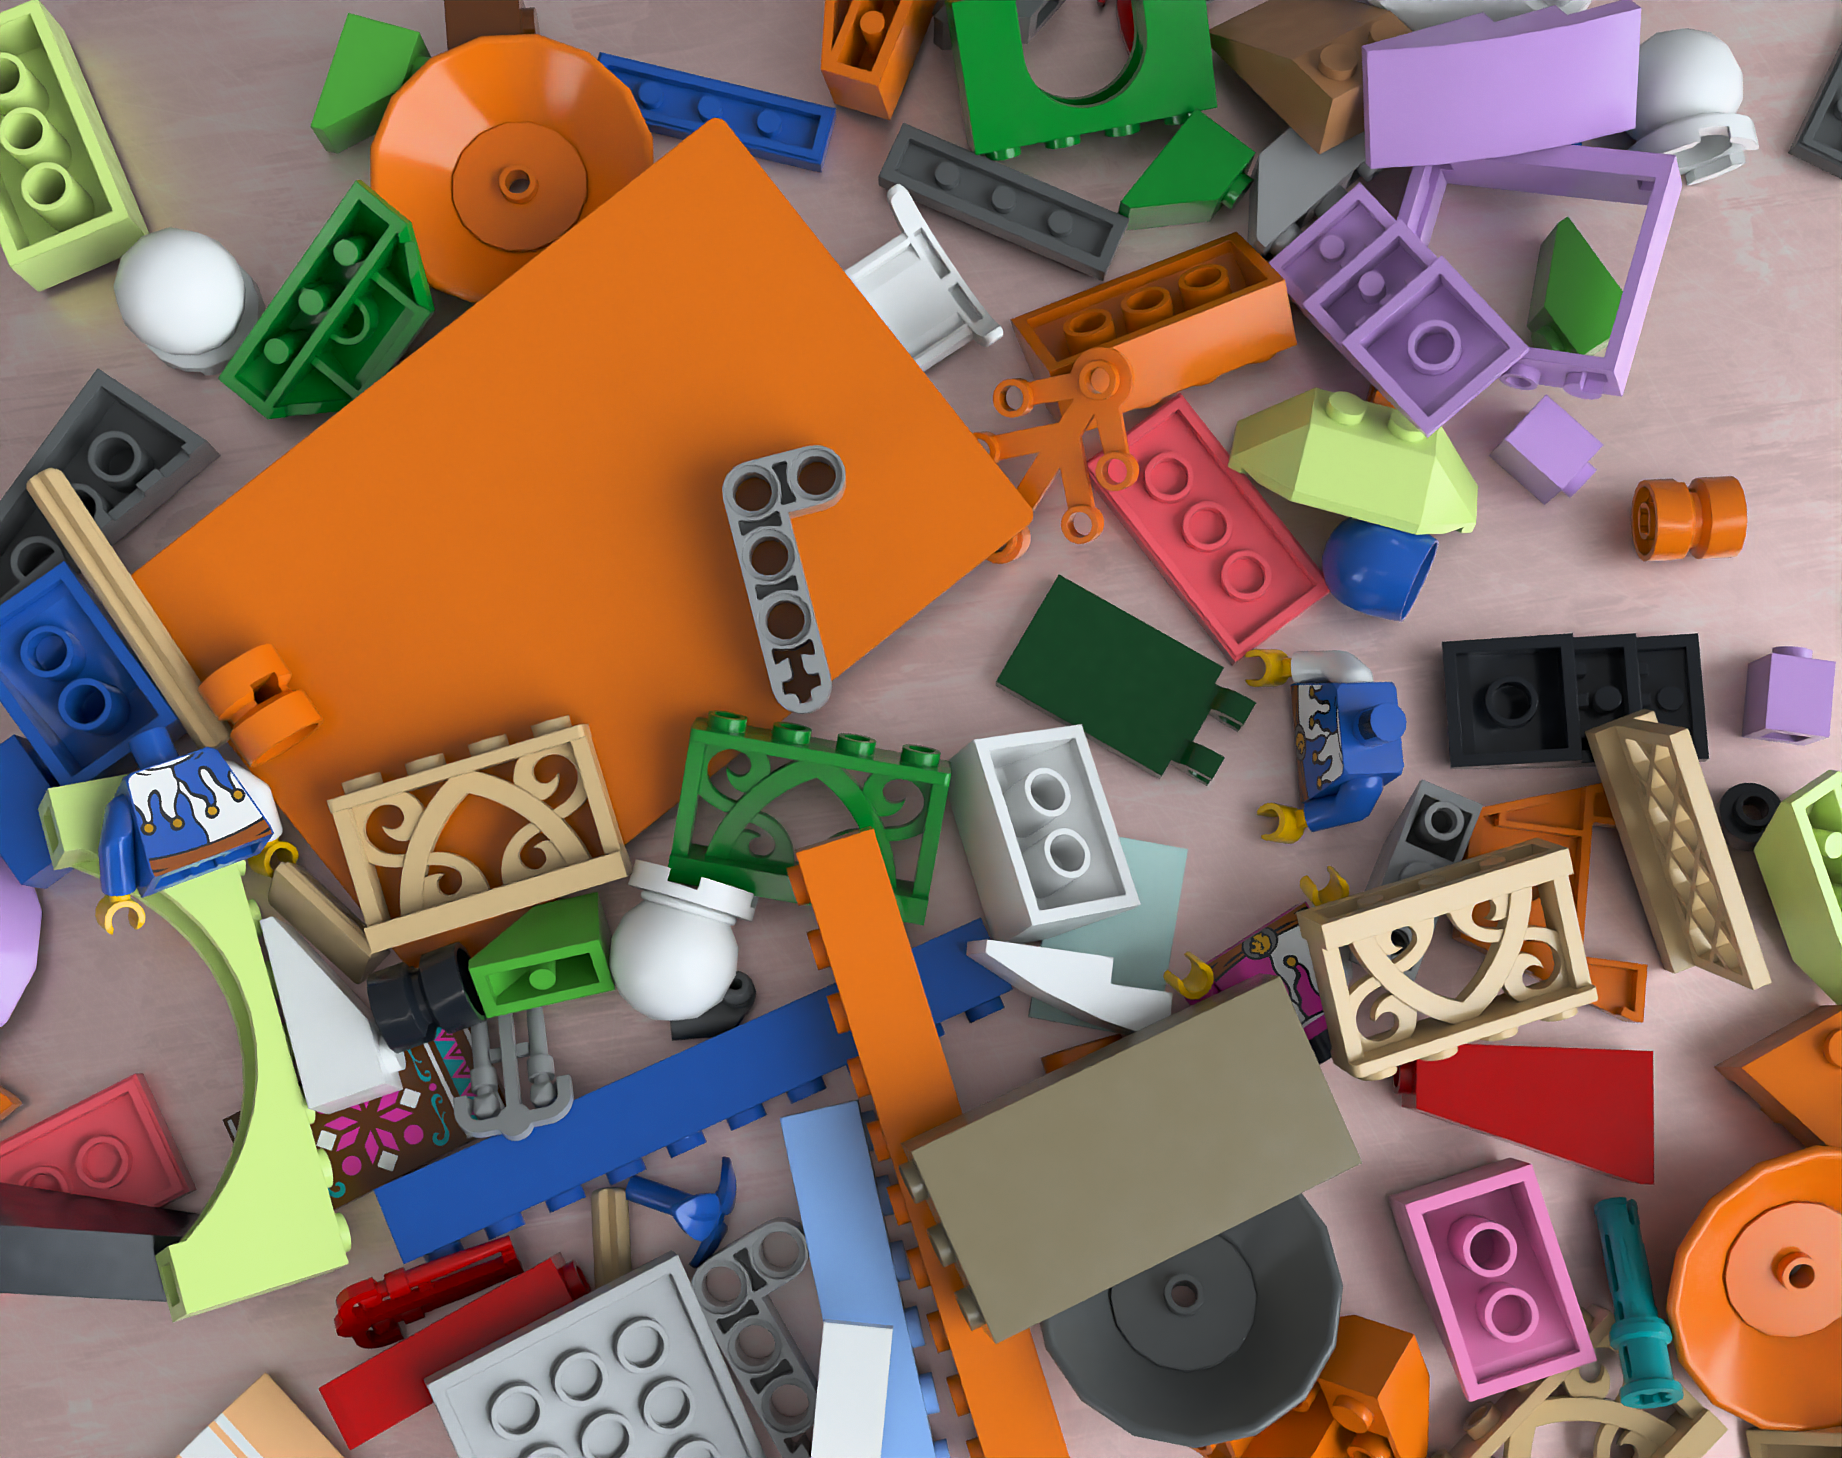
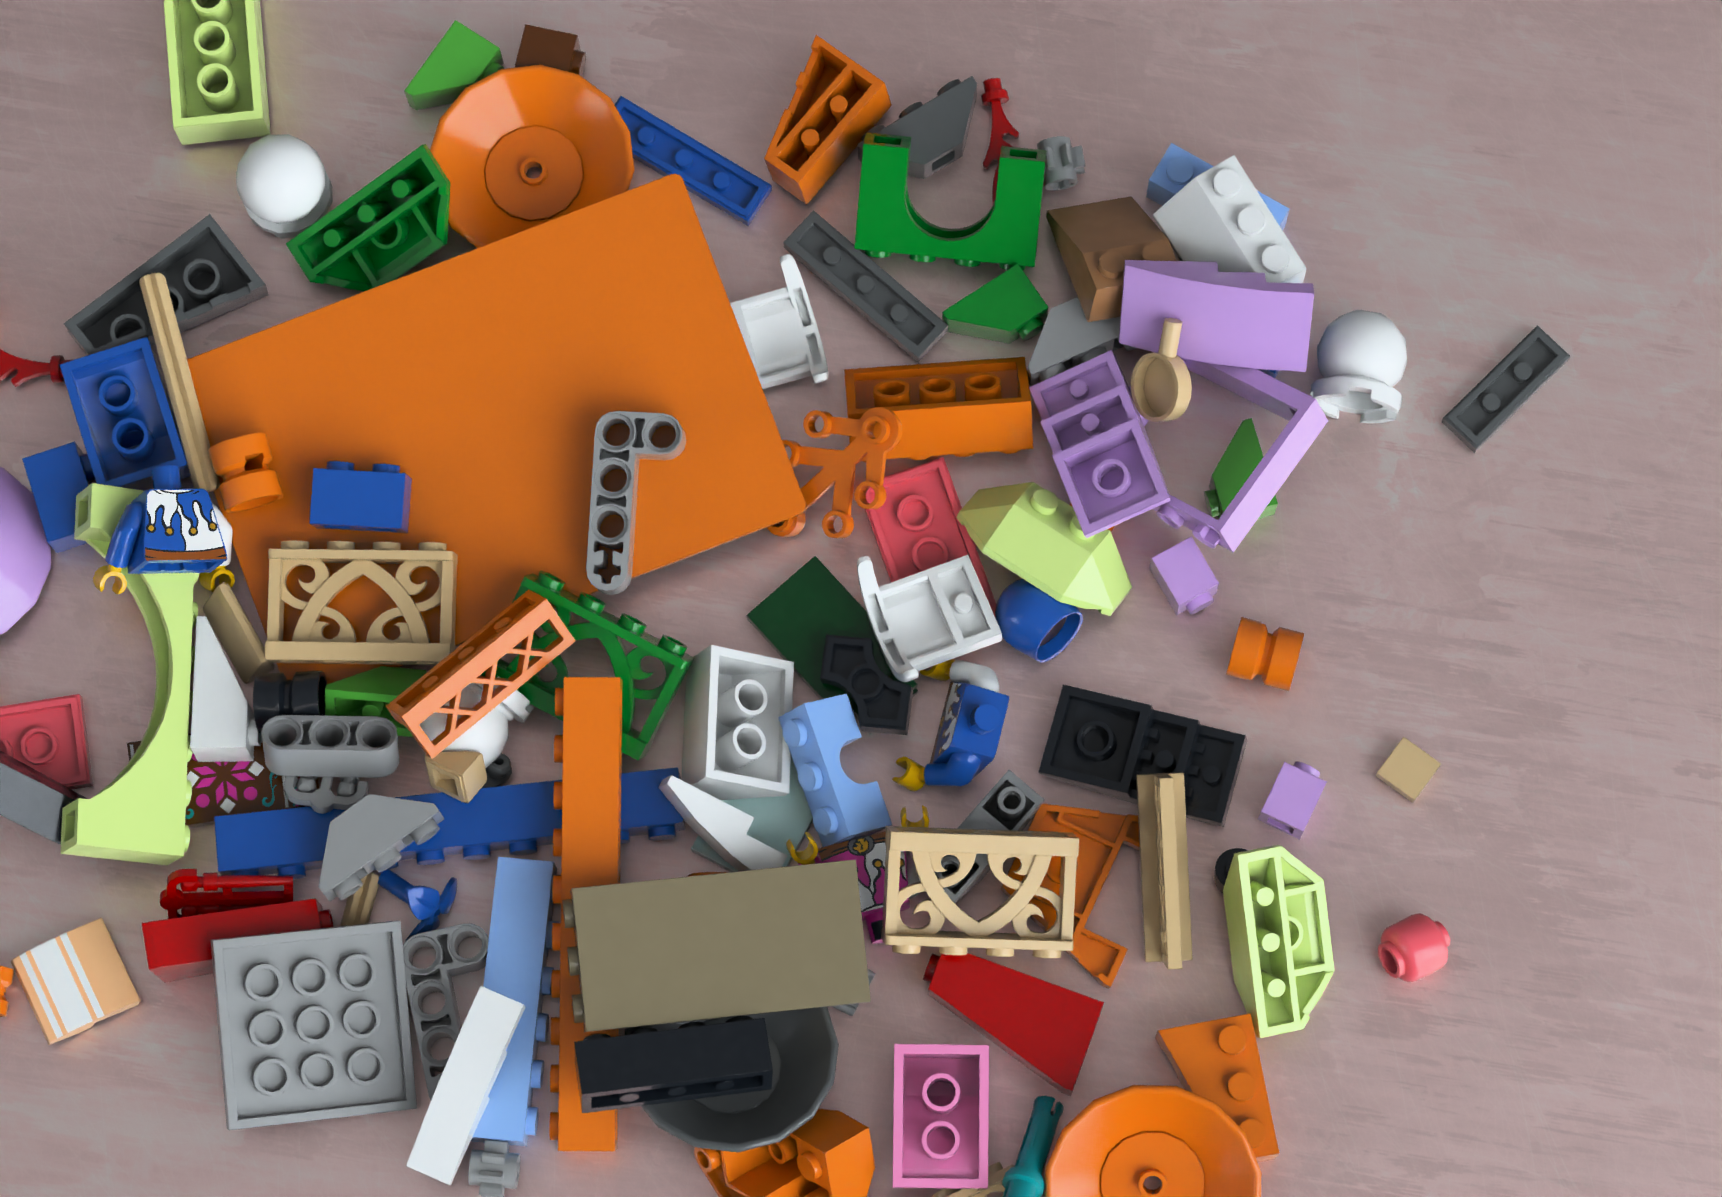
camera: 25 degrees right, 5 degrees down
(430, 691) = (360, 499): none -> blue brick
(472, 1033) = (351, 743): none -> light grey beam
(599, 1155) = (370, 839): none -> light grey slope
(658, 870) = (469, 661): none -> orange fence
(687, 1026) = (457, 773): none -> tan slope
(1126, 1344) = (673, 1064): none -> black brick
(1154, 825) = (837, 804): none -> light blue arch
(1216, 739) = (881, 702): none -> black tile
(1241, 609) = (928, 615): none -> white piece
(1455, 199) = (1161, 379): none -> tan piece

